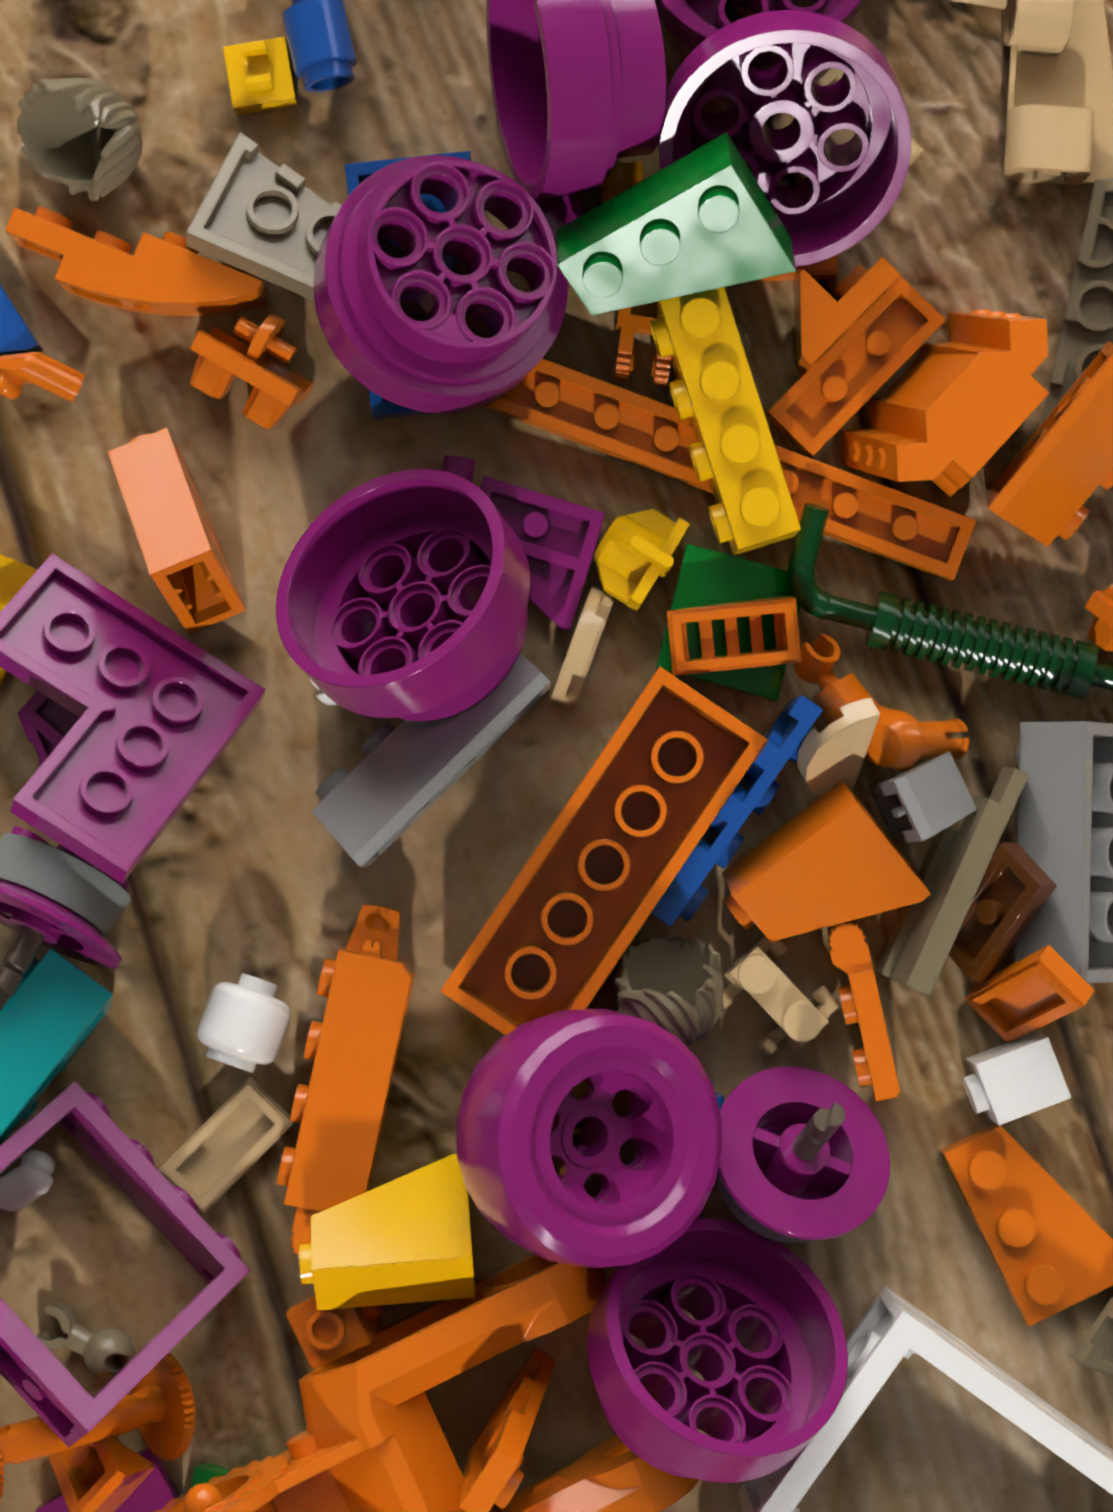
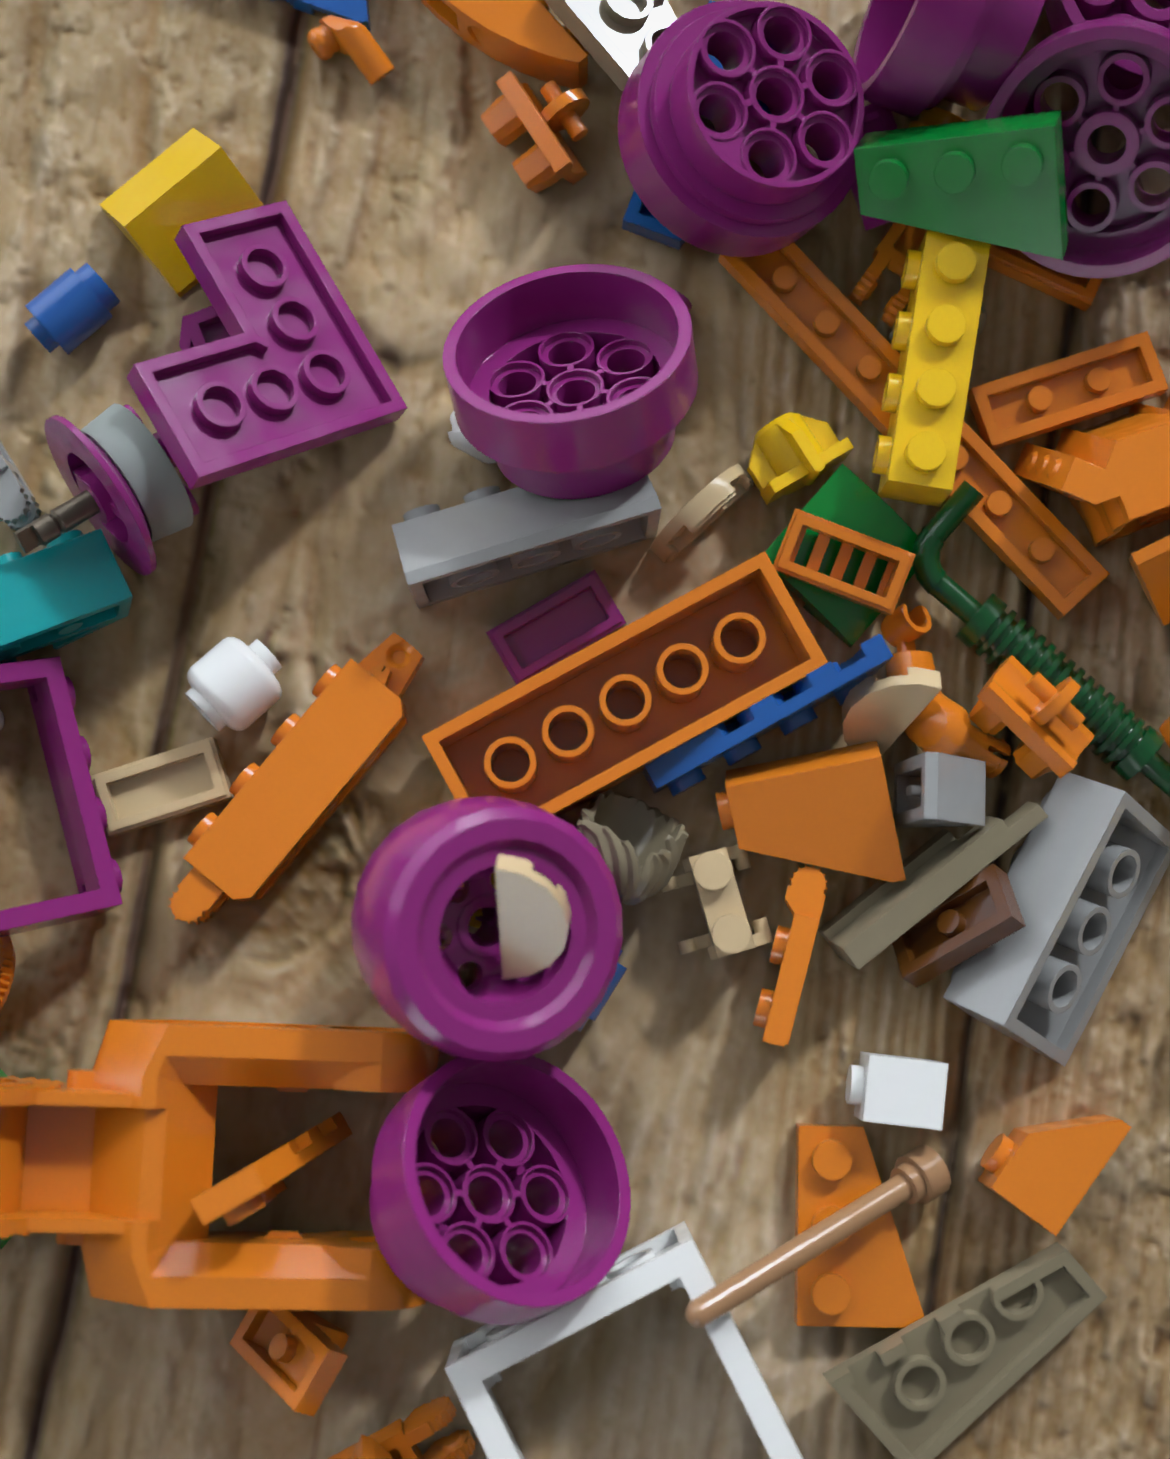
camera: 30 degrees right, 5 degrees down
(175, 531) = (401, 233): orange slope -> none
(333, 1332) = (176, 987): orange bracket -> none
(394, 1243) = (261, 942): yellow slope -> none
(504, 821) = (556, 627): none -> magenta tile
(557, 543) = (724, 413): magenta wing -> none
(626, 1115) = (530, 917): none -> tan tile
(800, 1156) = (667, 1054): magenta piece -> none
(823, 320) = (1063, 332): orange slope -> none
(973, 687) = (1037, 714): none -> orange hips
(1029, 994) = (950, 1016): orange tile -> none
(1069, 1146) = (916, 1178): none -> medium nougat piece

